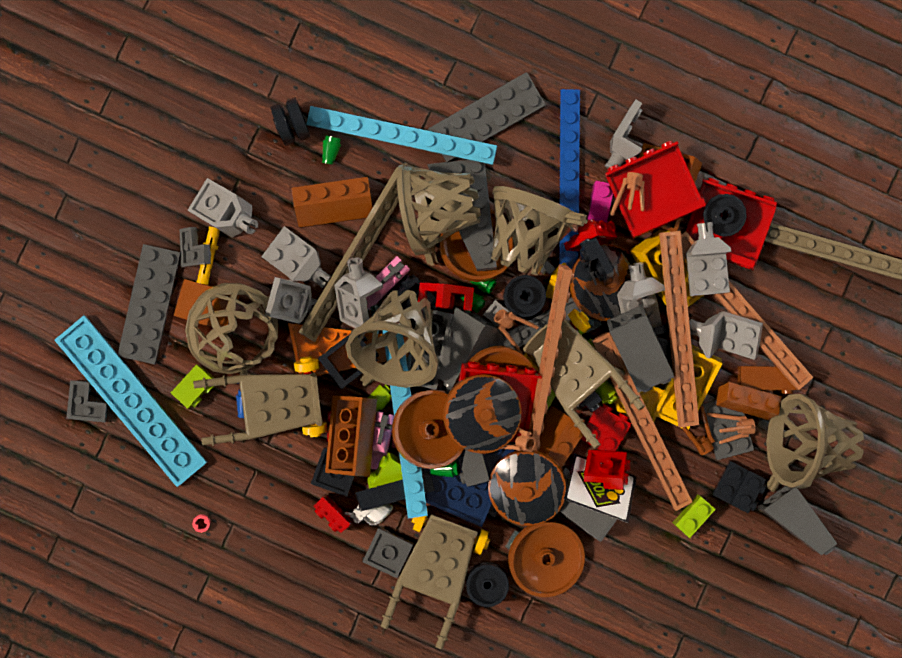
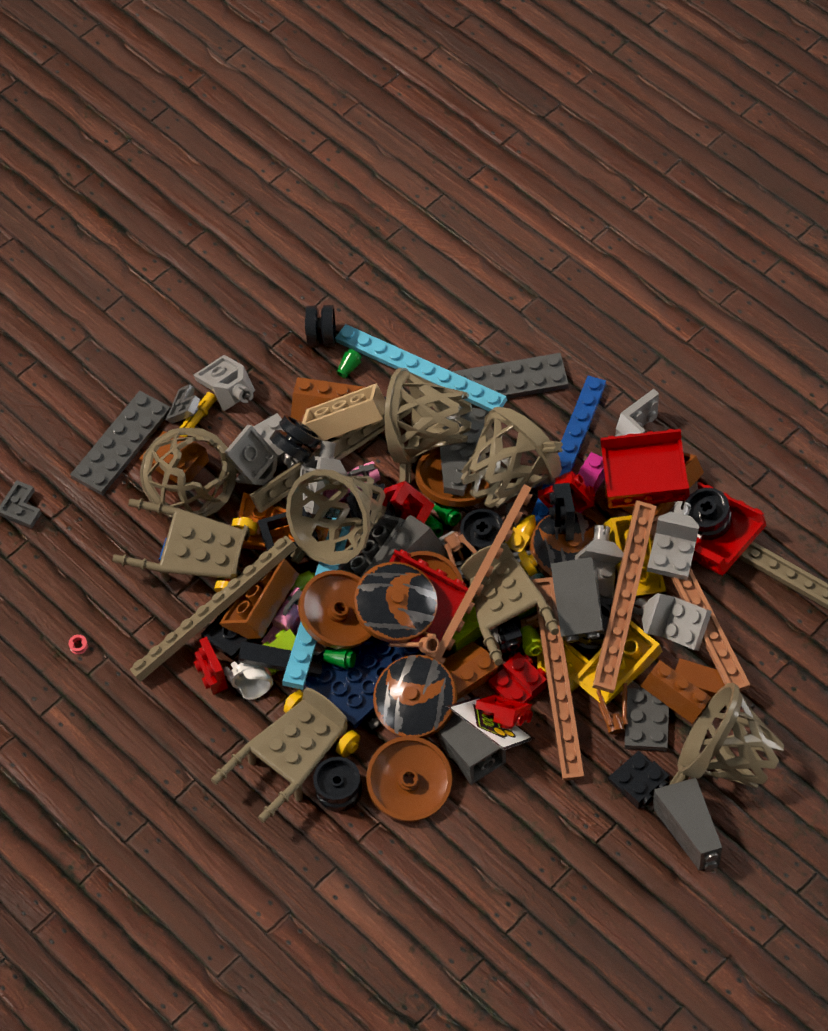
camera: 25 degrees right, 30 degrees down
(130, 401) = (64, 518): medium azure plate -> none
(185, 389) = (127, 521): lime brick -> none
(314, 458) = (209, 611): none -> dark tan plate
(322, 269) = (295, 439): none -> black wheel
(354, 219) = (346, 413): none -> tan brick
(388, 552) = (246, 723): dark grey plate -> none
(473, 469) = (368, 663): dark grey slope -> none
(633, 183) = (624, 455): nougat plant -> none
(693, 516) = (580, 788): lime brick -> none
(745, 426) = (663, 715): nougat plant -> none

